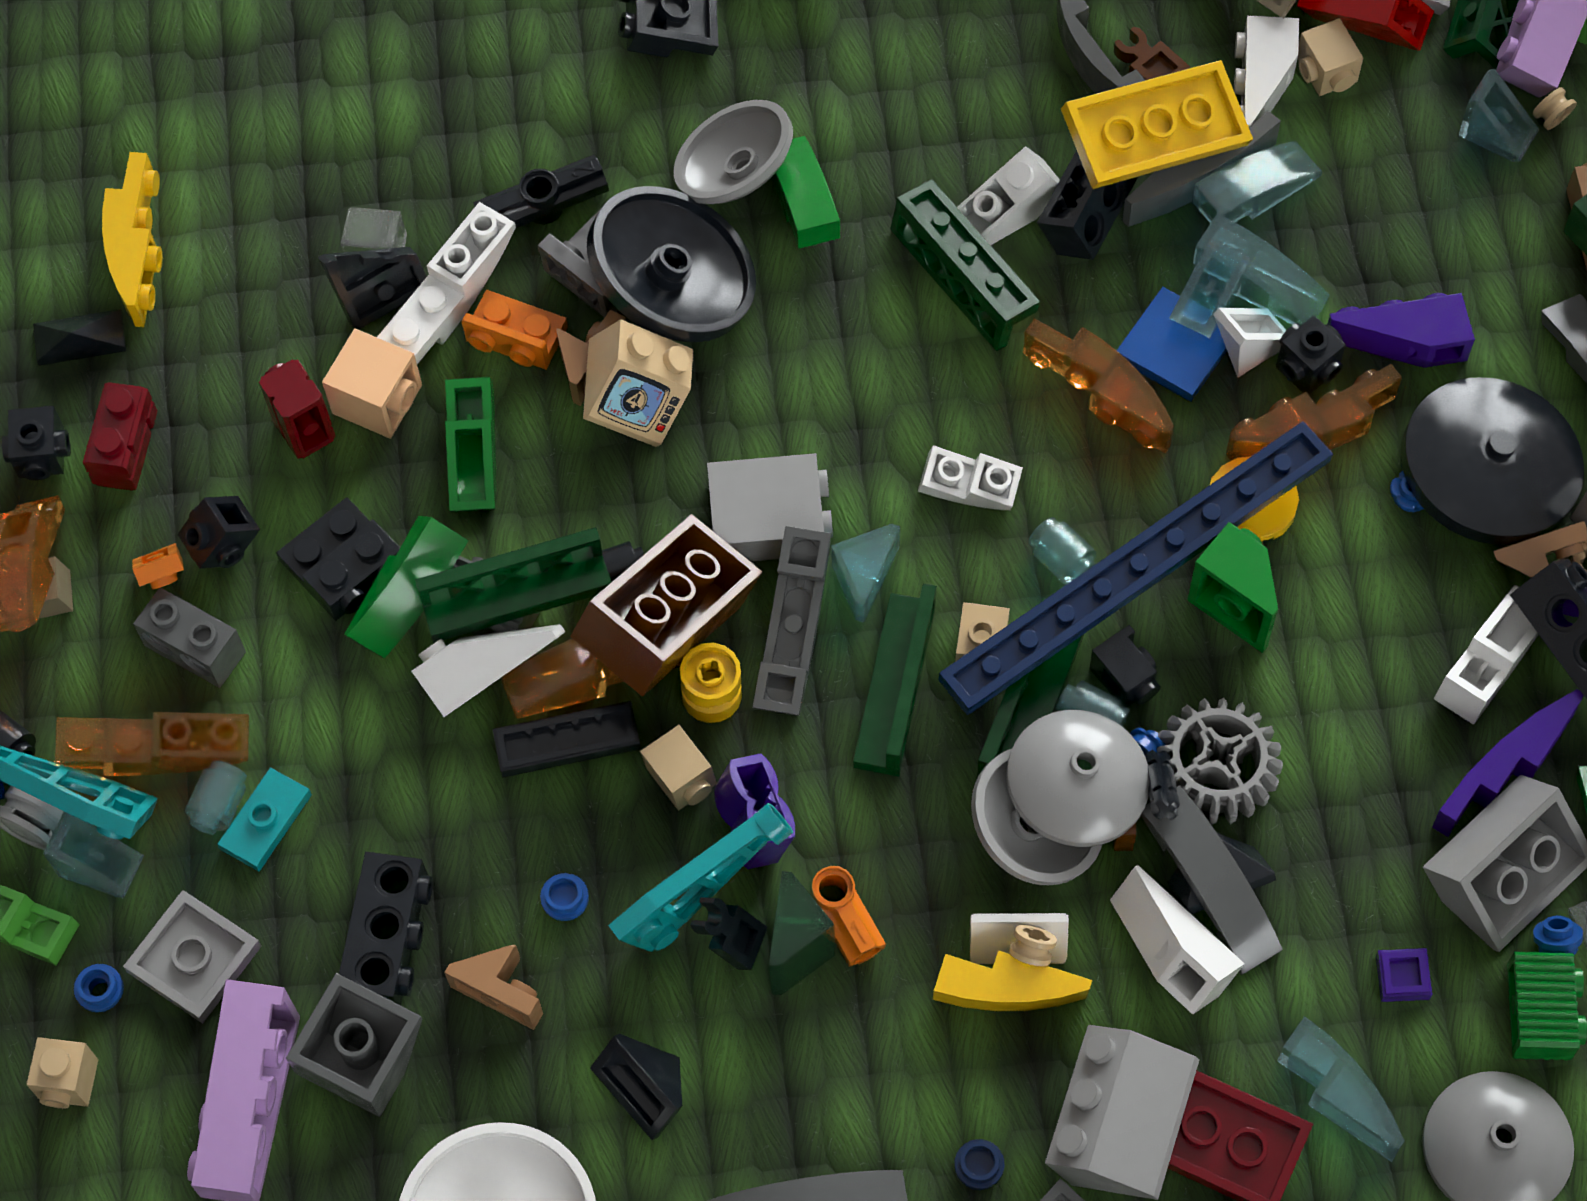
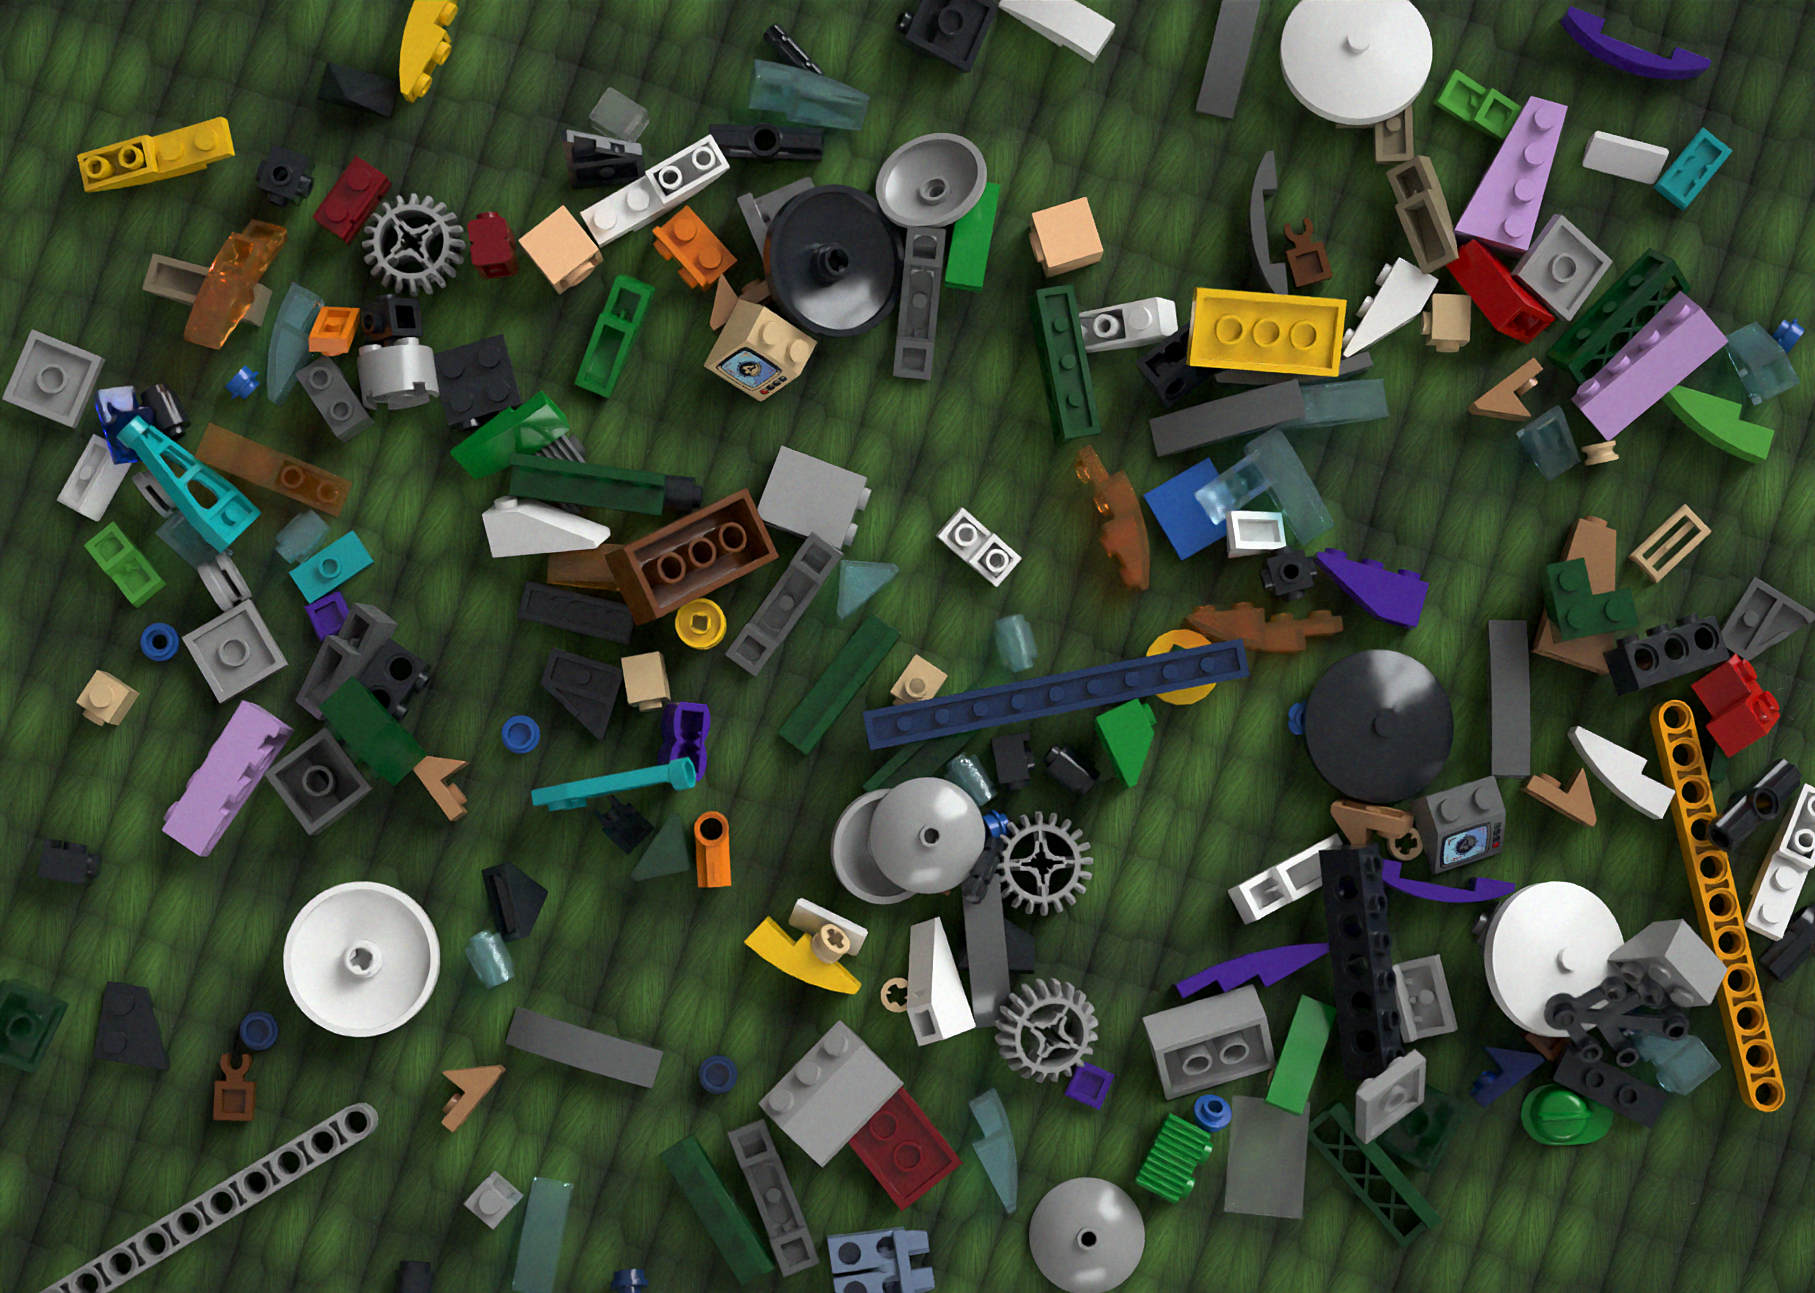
camera: 20 degrees right, 20 degrees up
(77, 672) = (242, 383): none -> blue plate
(115, 601) = (290, 341): none -> clear light blue slope
(146, 881) = (220, 584): none -> light grey wheel
(205, 436) = (399, 254): none -> light grey gear
(249, 578) = (397, 374): none -> light grey brick
(286, 872) = (328, 615): none -> dark purple tile
(324, 904) = (345, 655): none -> dark grey slope
(394, 948) = (371, 732): none -> dark green brick
(528, 110) = (789, 49): none -> black axle
(561, 134) = (806, 96): none -> clear light blue slope
(612, 813) = (584, 688): none -> black wing
(649, 1156) = (490, 958): none -> clear light blue brick
(779, 267) = (919, 302): none -> dark grey slope
(900, 144) = (1065, 237): none -> light nougat head
(1140, 992) = (894, 1006): none -> tan bush
(1160, 235) = (1227, 418): none -> dark grey slope
(1193, 650) = (1070, 768): none -> black brick
(1311, 948) = (1057, 1000): none -> light grey gear
(1430, 101) = (1501, 400): none -> medium nougat slope

